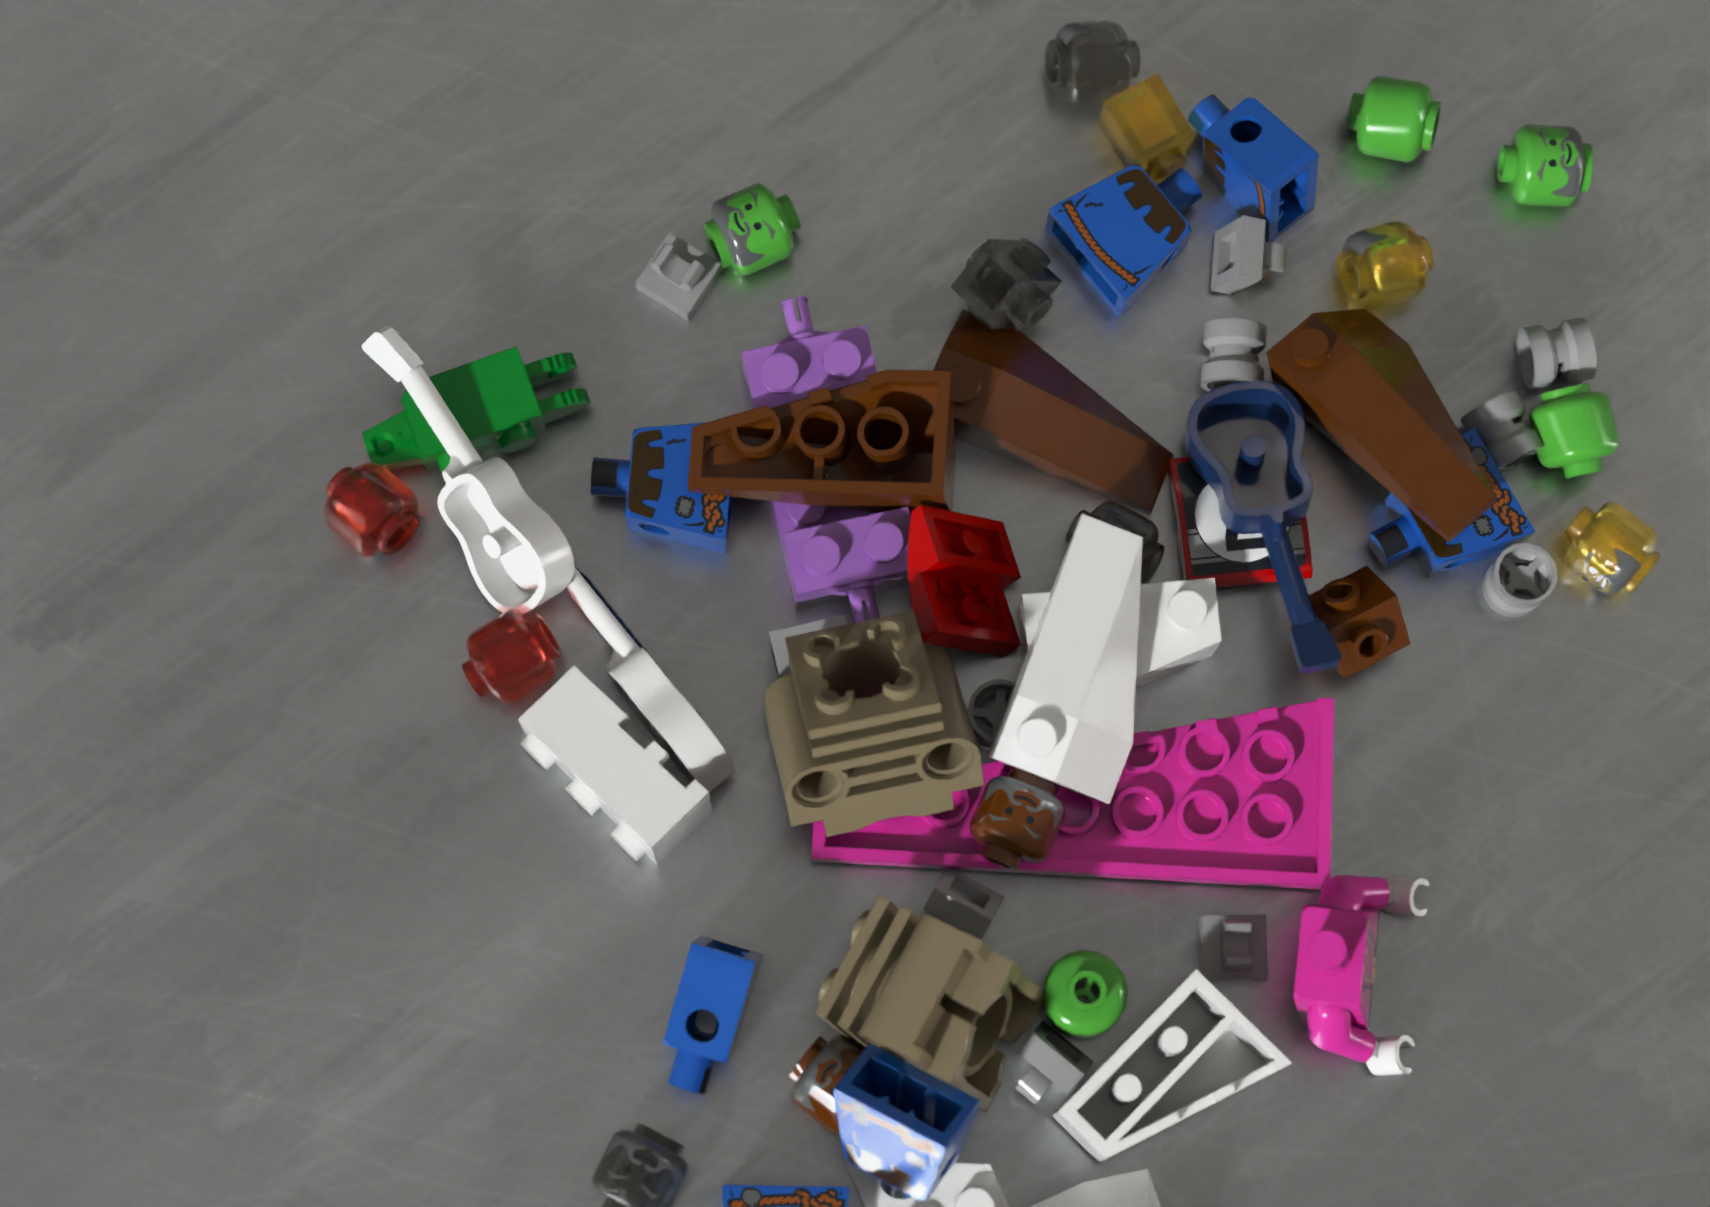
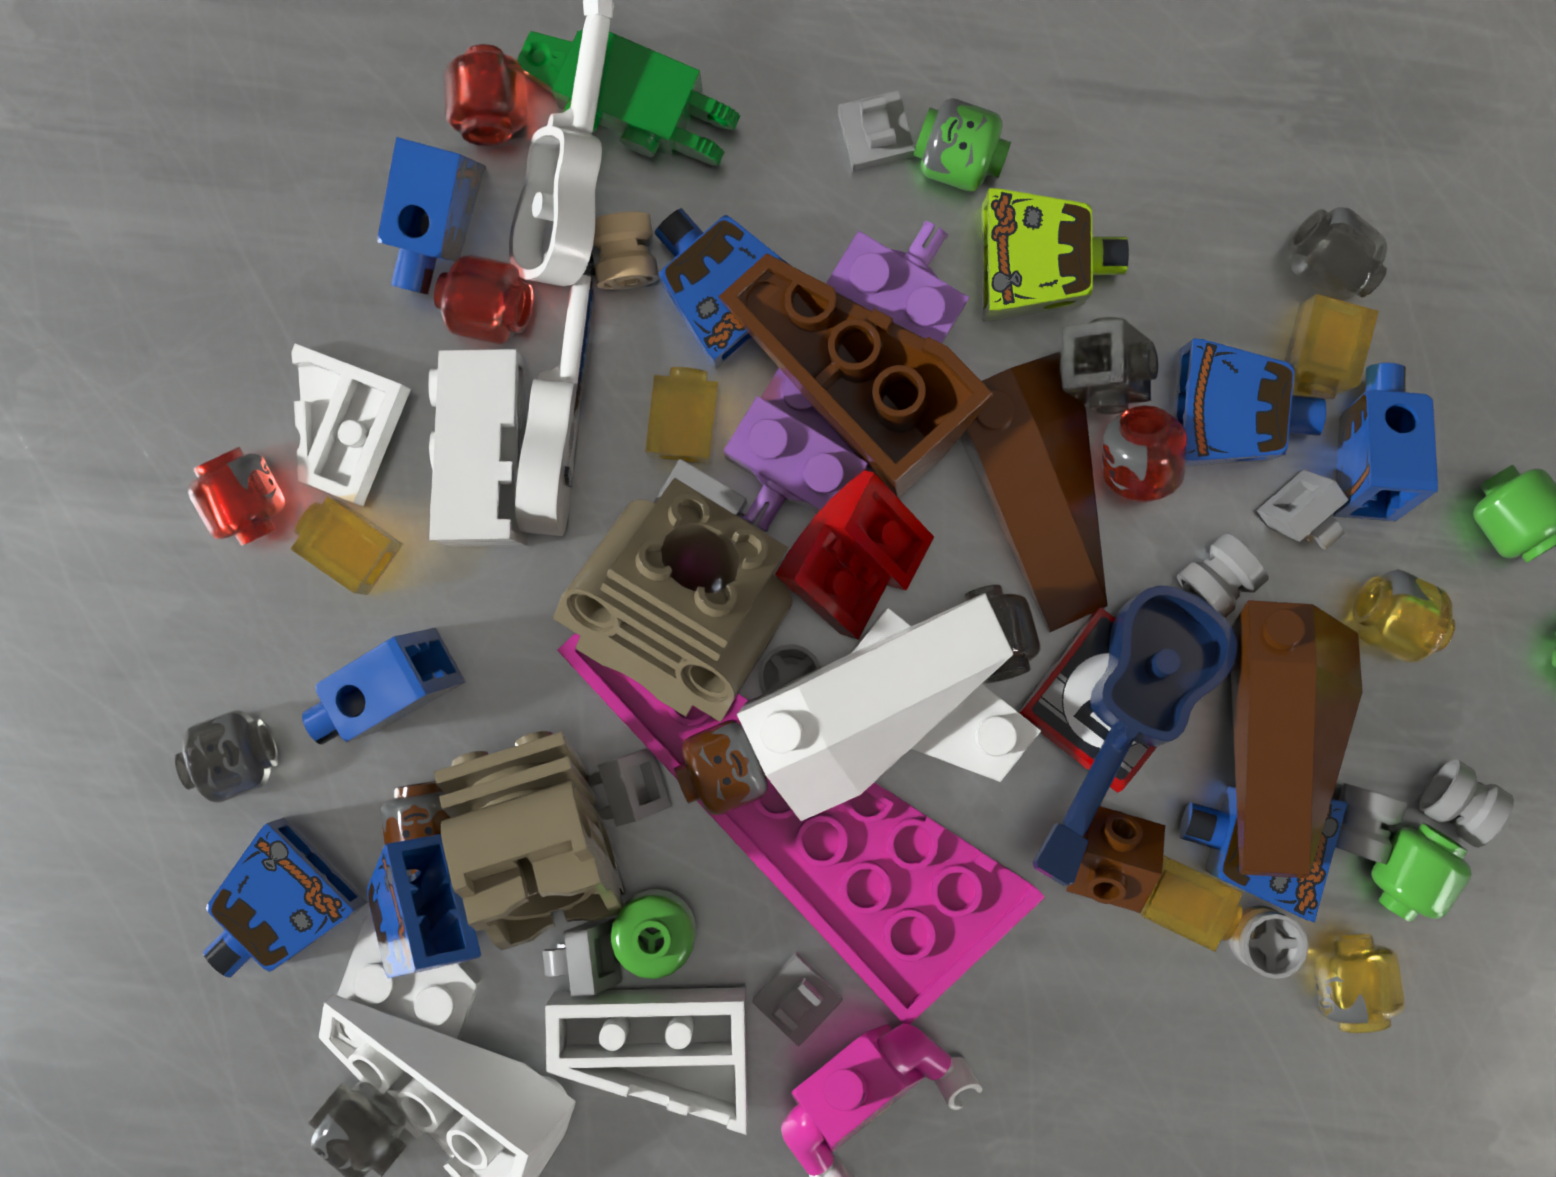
camera: 50 degrees right, 10 degrees up
(398, 603) = (433, 184): none -> blue torso
(463, 973) = (236, 496): none -> clear red head
(490, 845) = (343, 423): none -> white wing
(578, 931) = (344, 545): none -> clear yellow brick
(587, 531) = (623, 253): none -> tan wheel
(739, 604) = (683, 416): none -> clear yellow brick
(883, 253) = (1041, 254): none -> lime torso
(1094, 321) = (1144, 454): none -> clear red head
(1442, 604) = (1193, 905): none -> clear yellow brick

